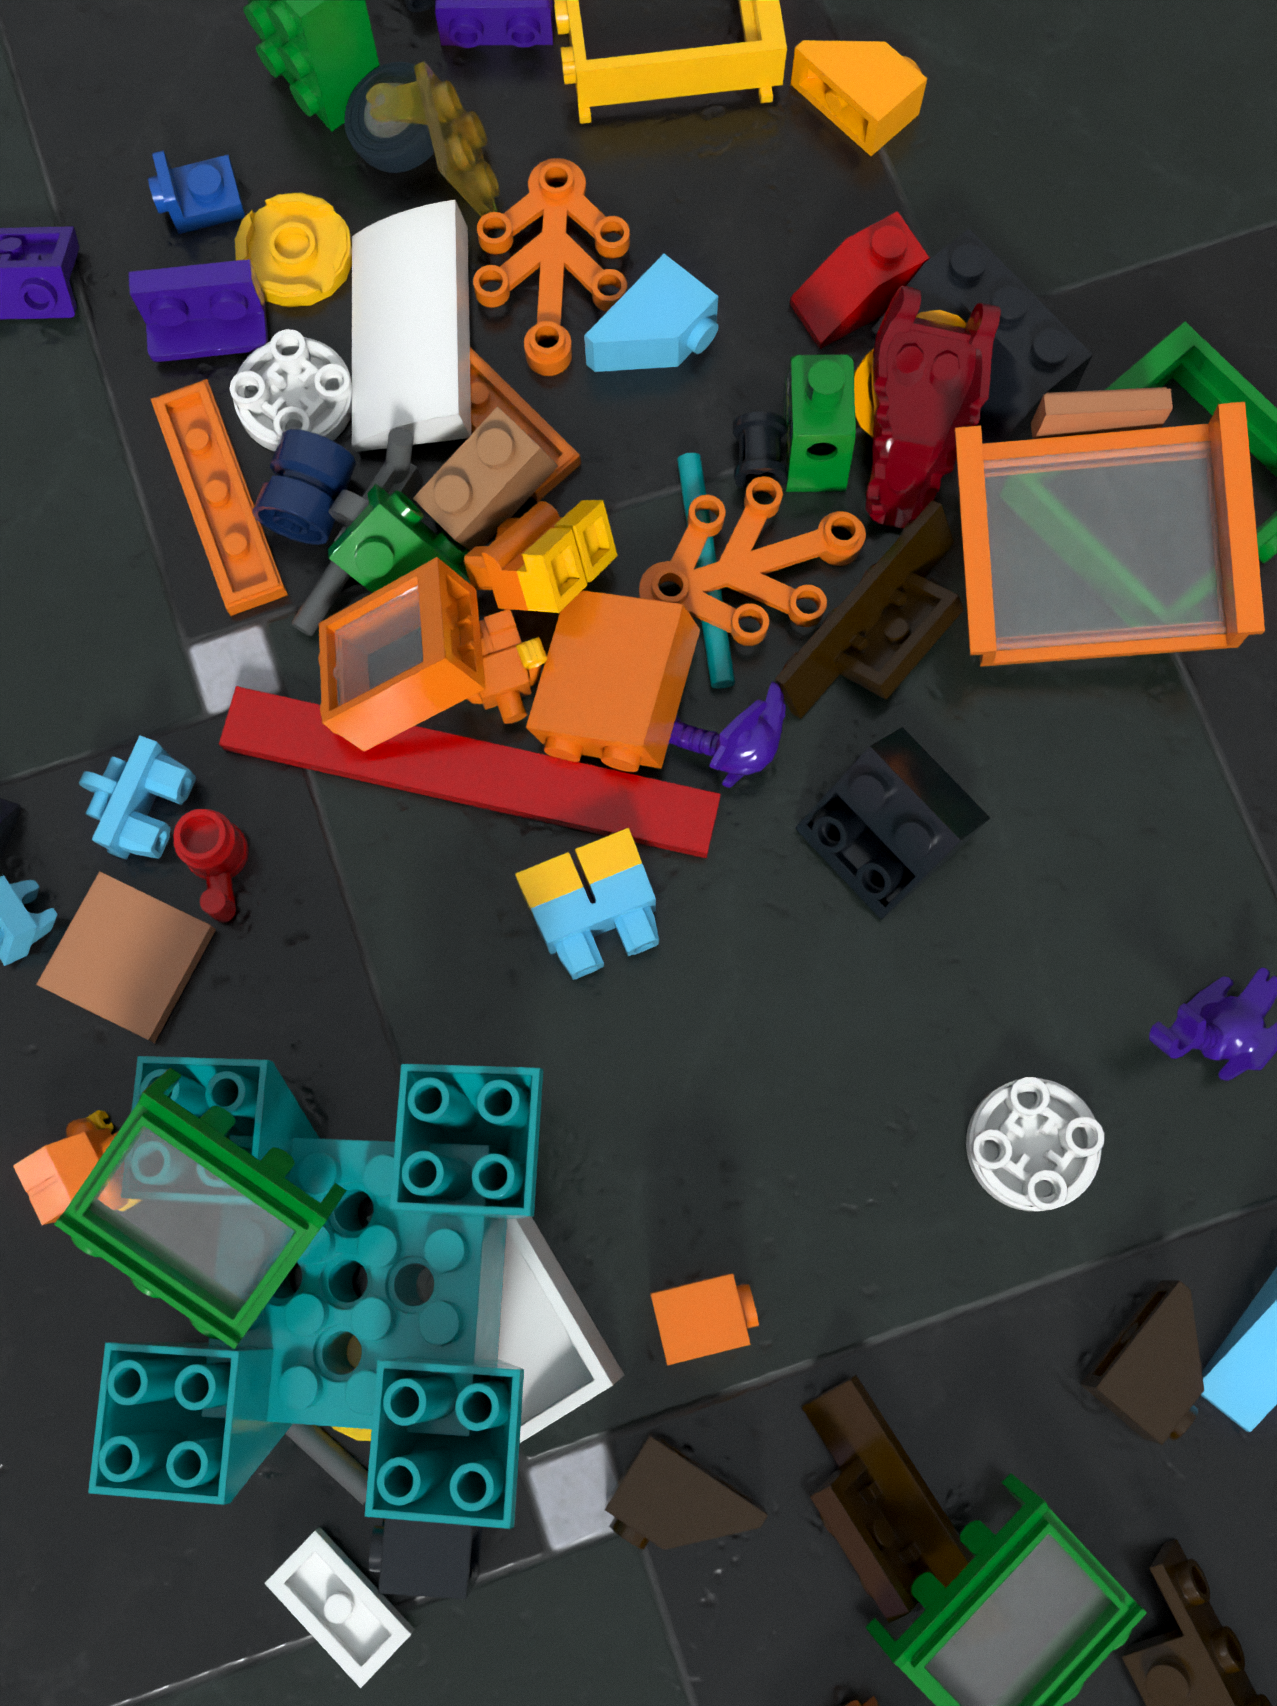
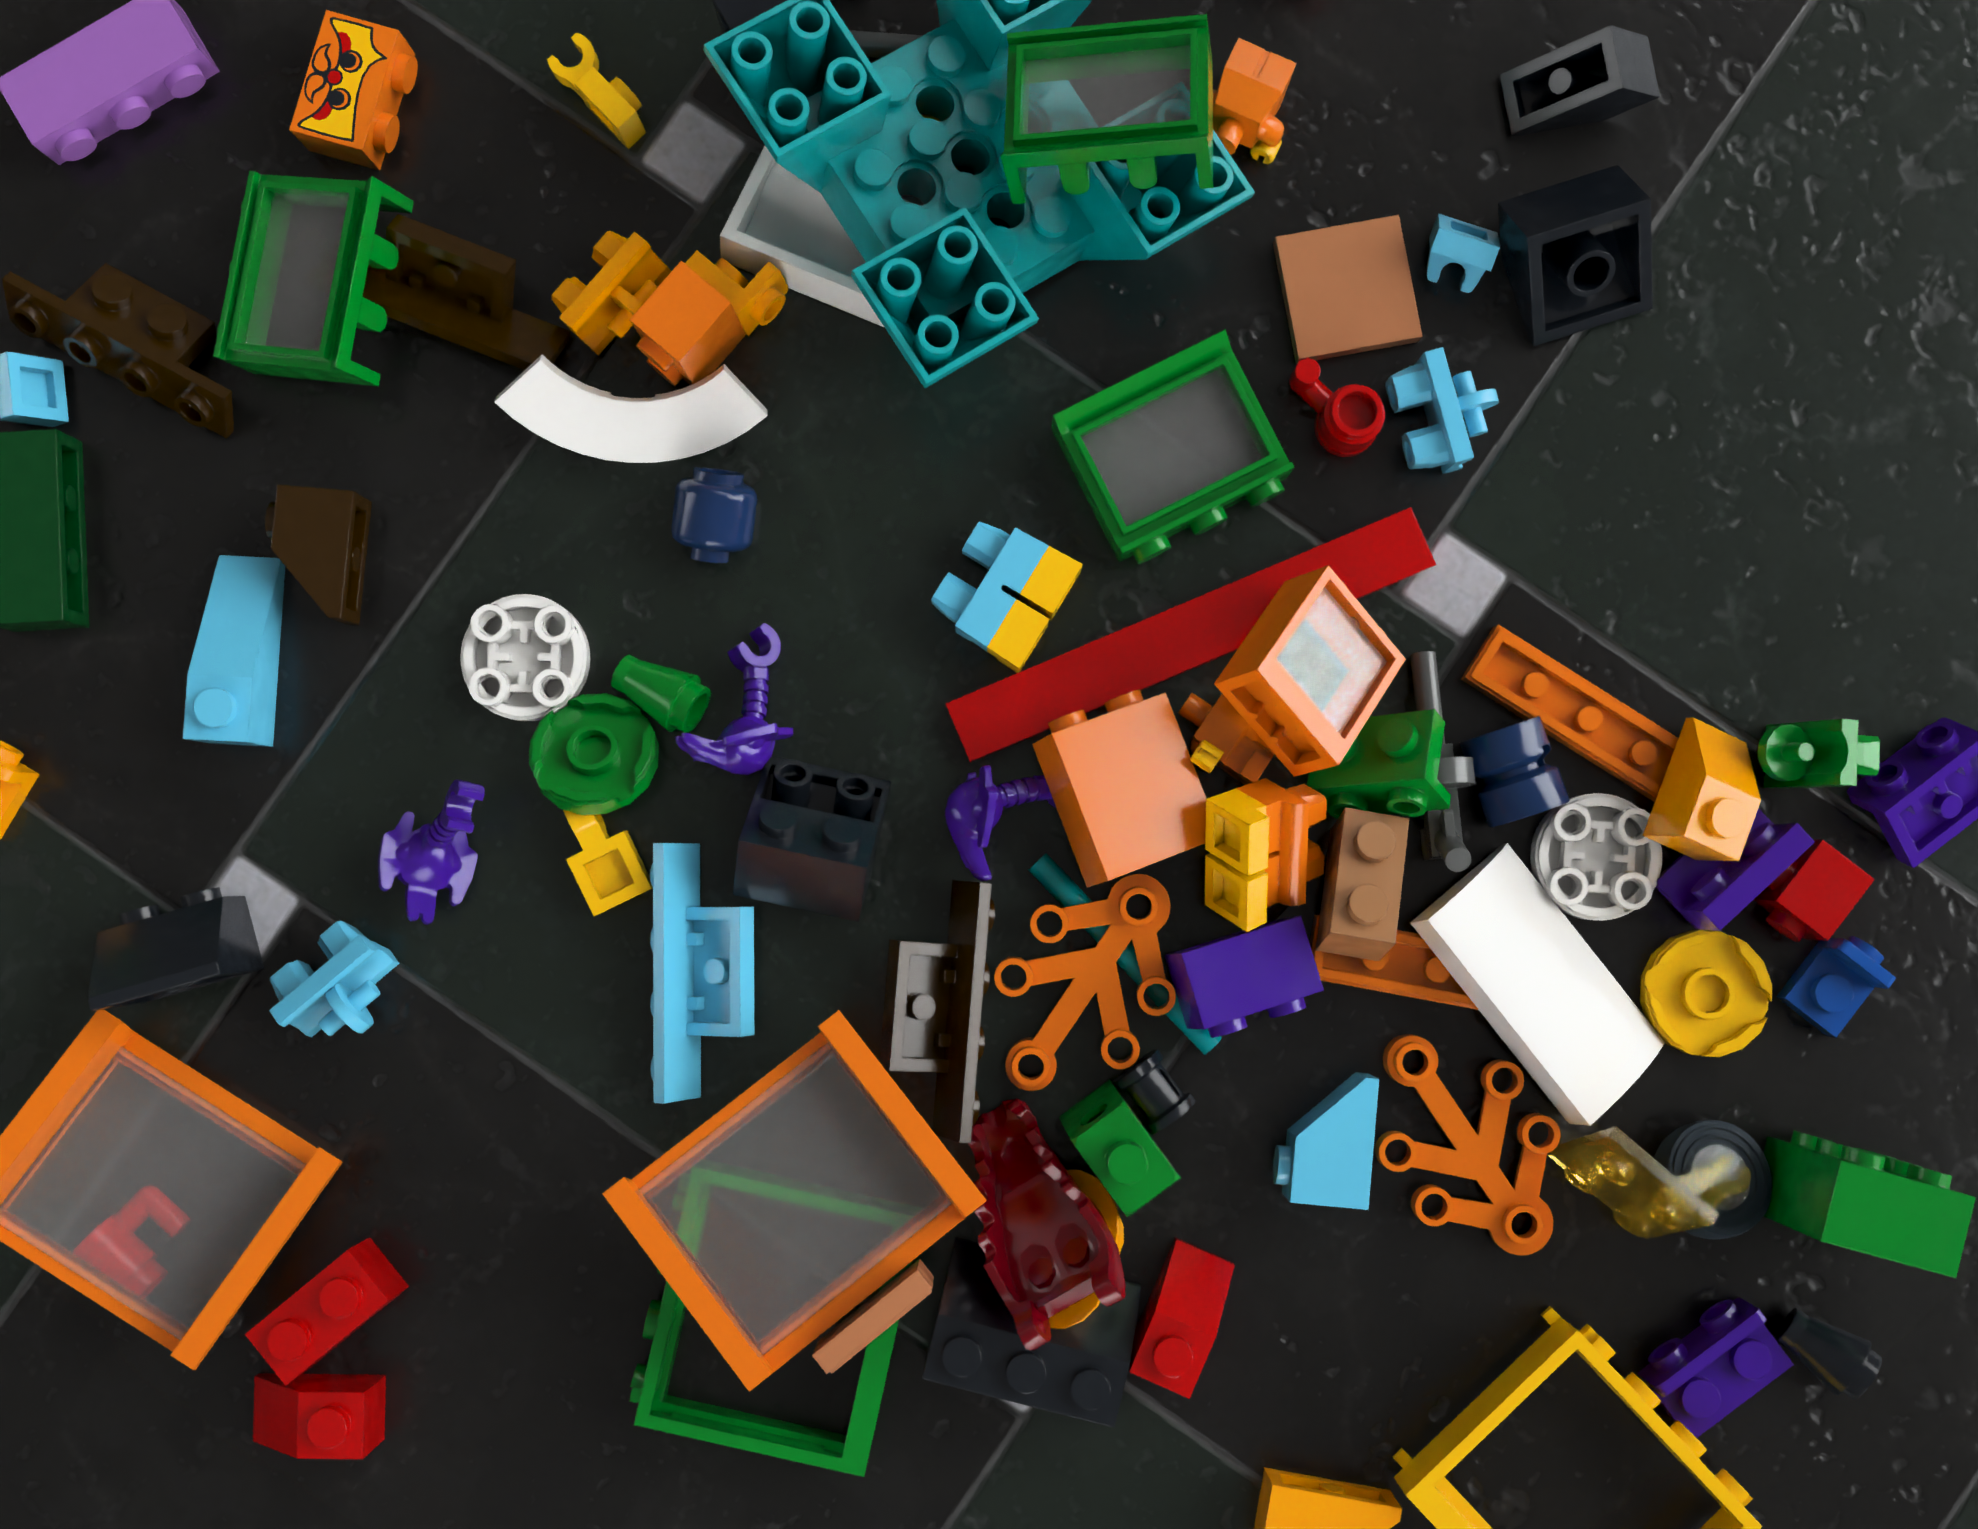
camera: 145 degrees right, 10 degrees up
(73, 339) = (1817, 754): none -> green hips
(155, 244) = (1814, 894): none -> red brick
(176, 366) = (1705, 796): none -> light orange slope
(370, 921) = (1172, 449): none -> window
(621, 1592) = (610, 101): none -> yellow plate
(639, 480) = (1245, 975): none -> dark purple brick
(640, 1339) = (753, 301): none -> light orange bracket
(676, 1500) = (613, 190): dark brown slope -> none
(740, 1400) = (614, 295): none -> light orange hips
(788, 1145) = (714, 514): none -> dark blue head
(809, 1271) = (631, 428): none -> white tile
(891, 931) = (749, 739): none -> dark purple piece
(936, 1027) = (664, 693): none -> green cone
(1030, 1014) = (594, 754): none -> green tile
(1058, 780) = (698, 972): none -> medium azure bracket
(1082, 918) = (608, 867): none -> yellow plate

